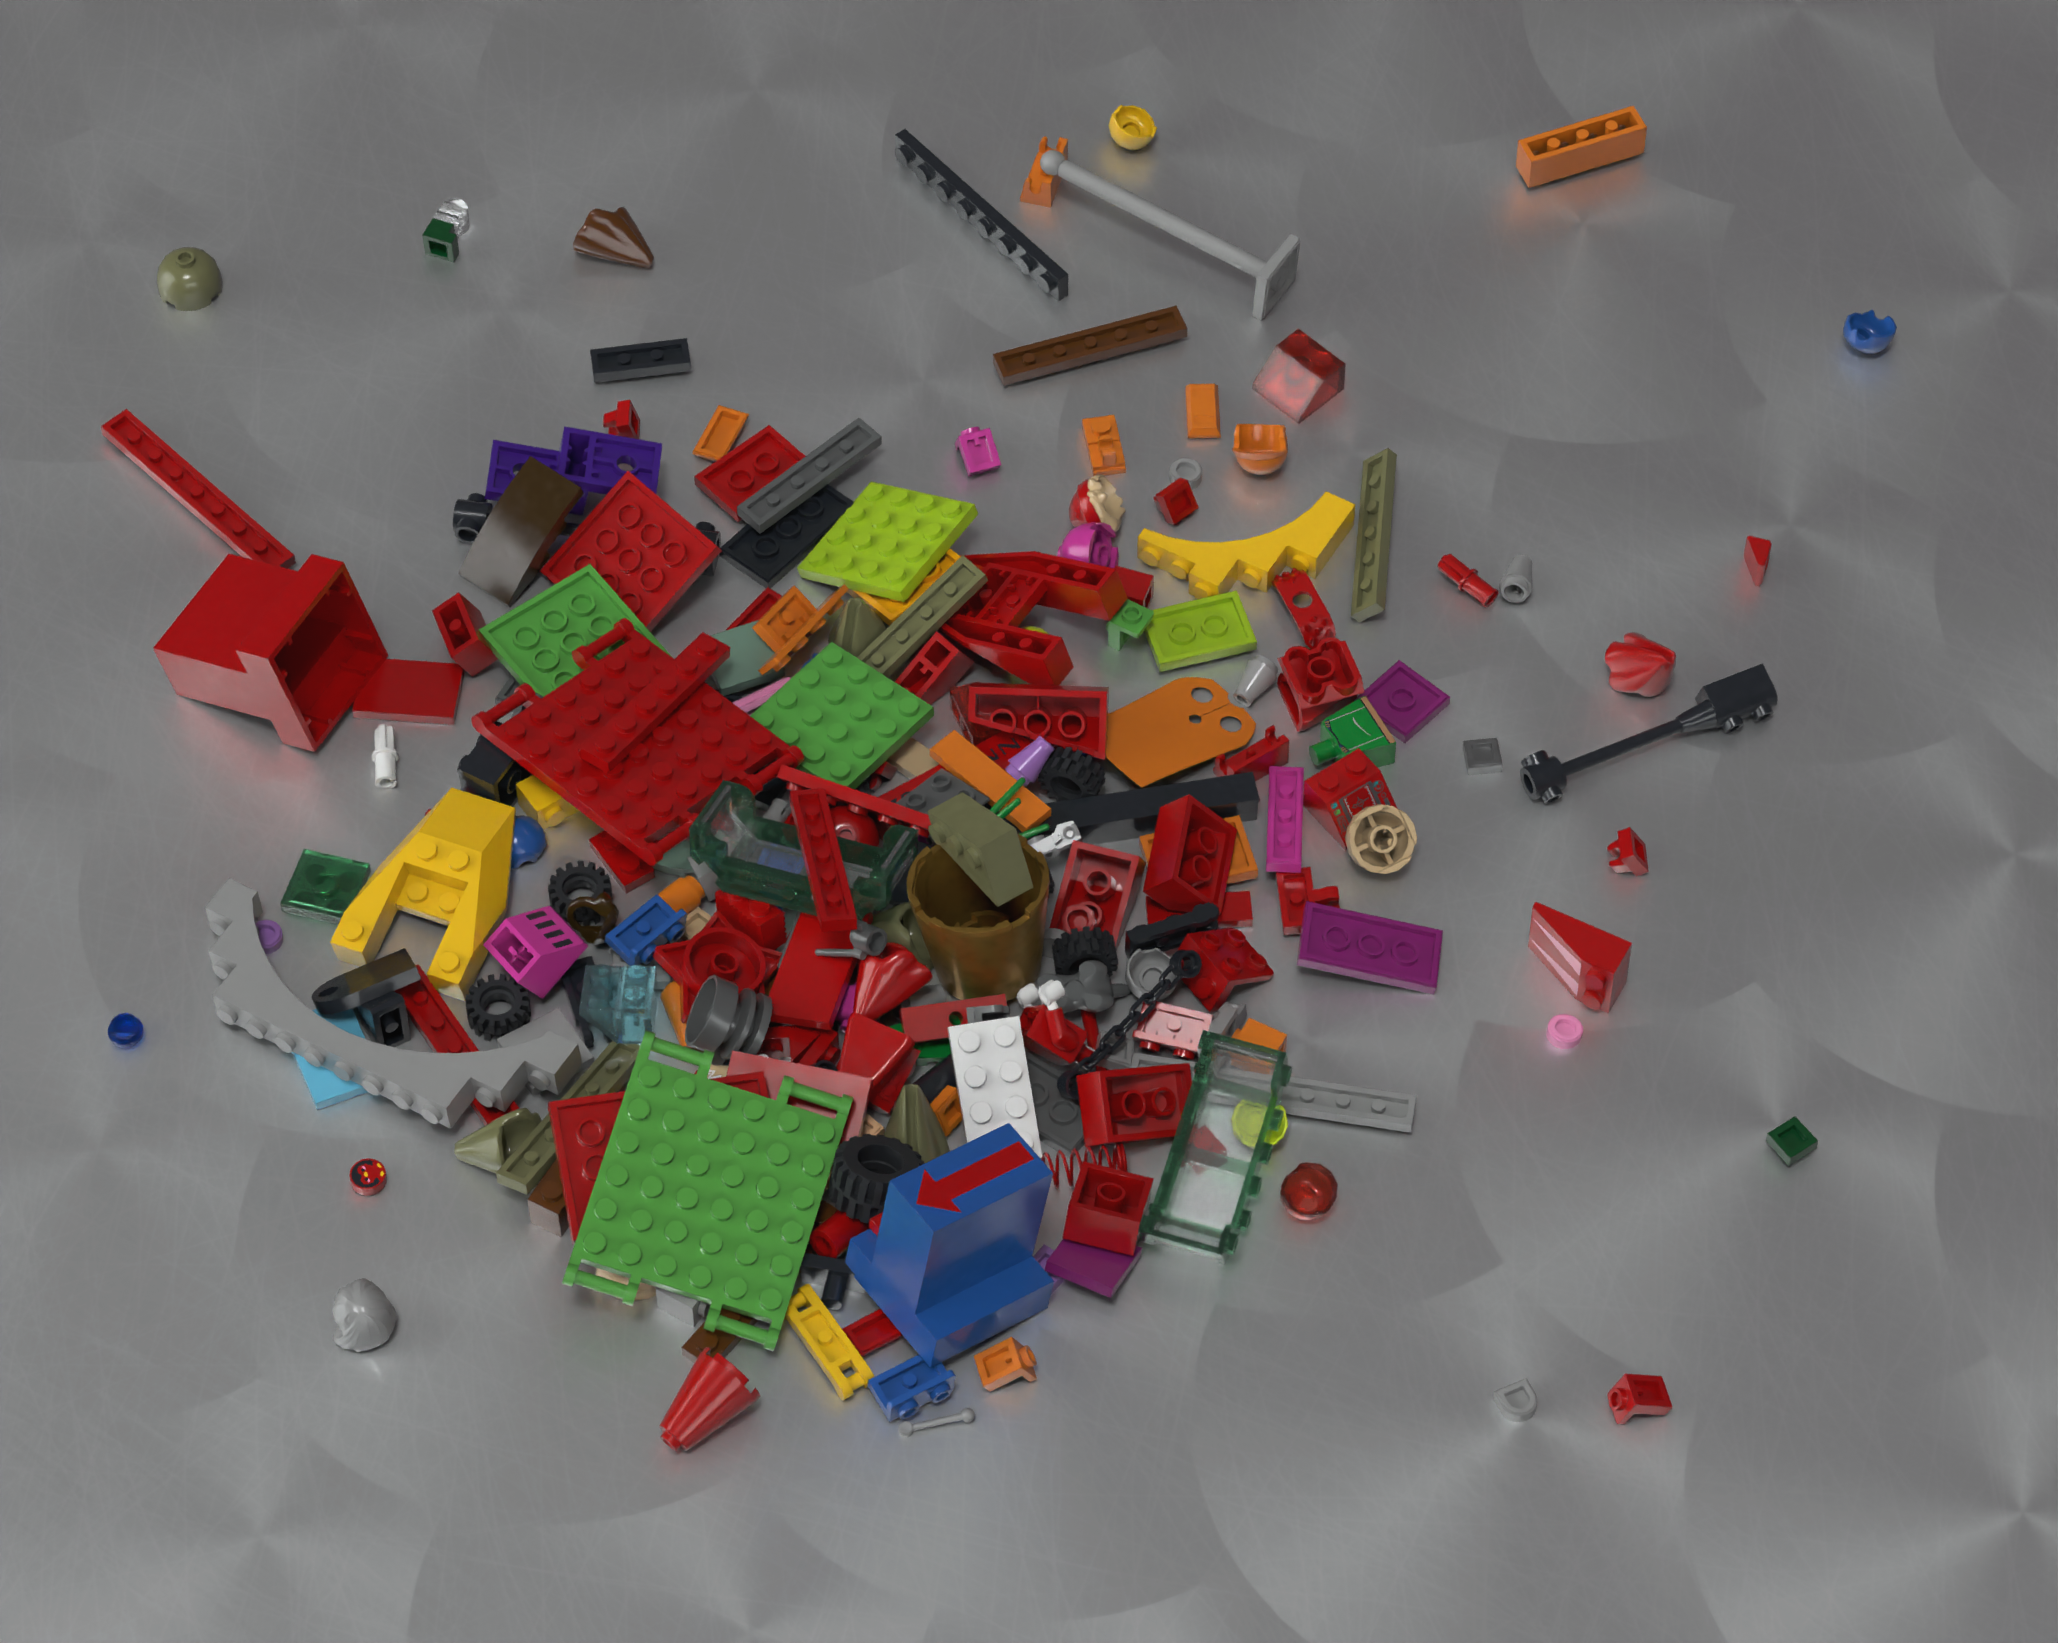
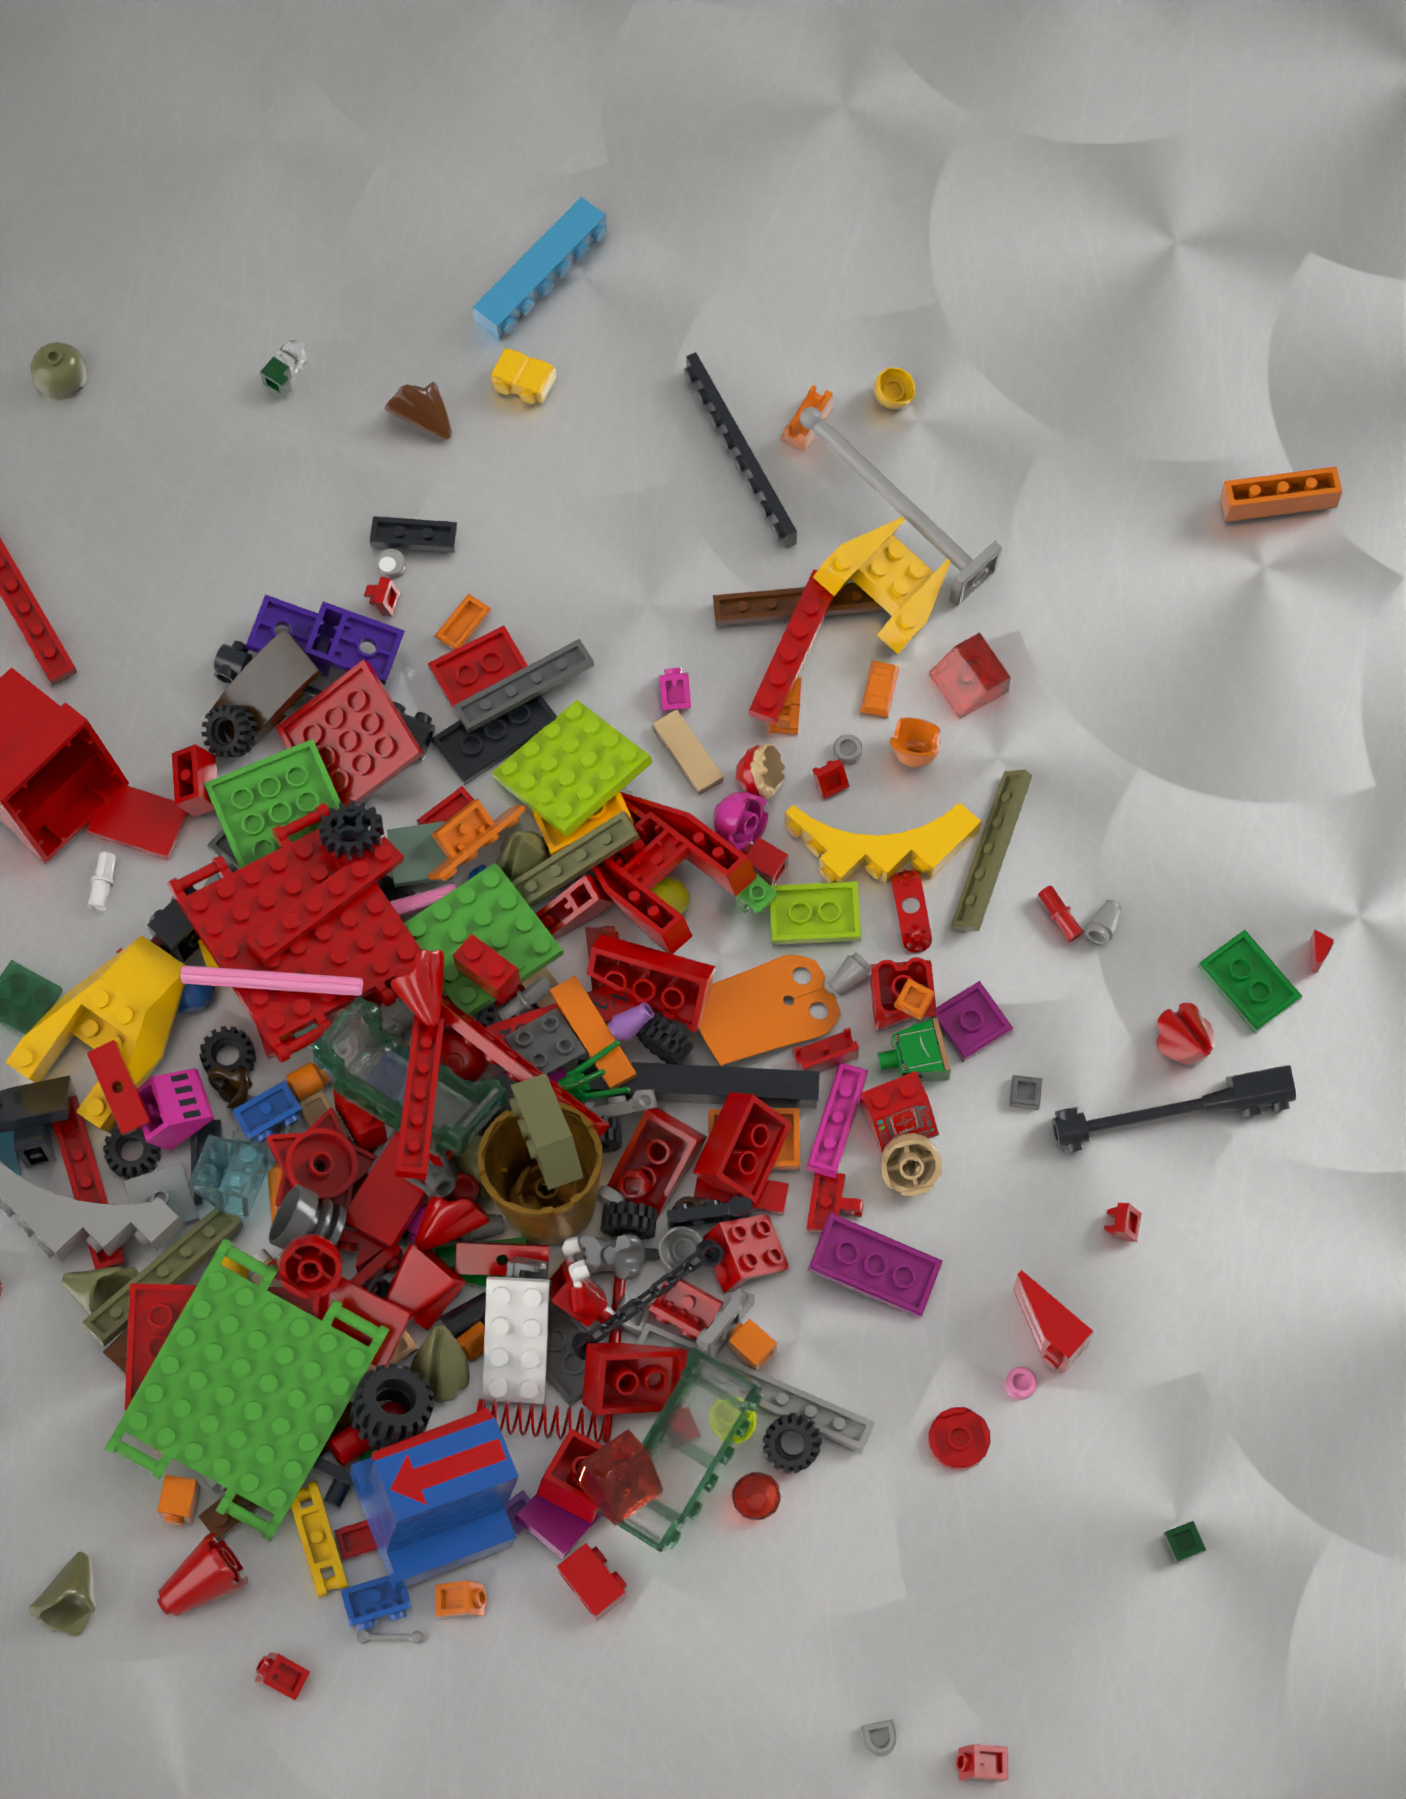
camera: 15 degrees right, 15 degrees up
(460, 919) = (111, 1071): none -> red tile
(507, 583) = (243, 731): none -> black tyre
(556, 1460) = (68, 1598): none -> olive hat
(621, 390) = (390, 563): none -> light grey tile
(621, 783) = (271, 980): none -> bright pink axle
(656, 1330) = (178, 1499): none -> orange brick
(665, 629) = (351, 830): none -> black gear
(706, 87) = (540, 268): none -> dark azure brick
(718, 189) = (523, 376): none -> yellow brick
(750, 1043) = (310, 1266): none -> red cylinder
(792, 756) = (422, 986): none -> red hat
(825, 1480) = (281, 1675): none -> red bracket
(857, 732) = (486, 968): none -> red brick
(905, 768) = (525, 1000): none -> light grey axle
(1009, 509) = (687, 752): none -> tan tile
(1099, 382) = (791, 652): none -> red plate
(1150, 1315) = (592, 1581): none -> red brick
(1154, 1186) = (619, 1477): none -> clear red slope
(1182, 297) = (890, 577): none -> yellow wedge
(1332, 1110) = (773, 1442): none -> black tyre
(1337, 675) = (914, 999): none -> orange tile
(1514, 1097) = (959, 1438): none -> red tile
(1692, 605) = (1250, 981): none -> green tile

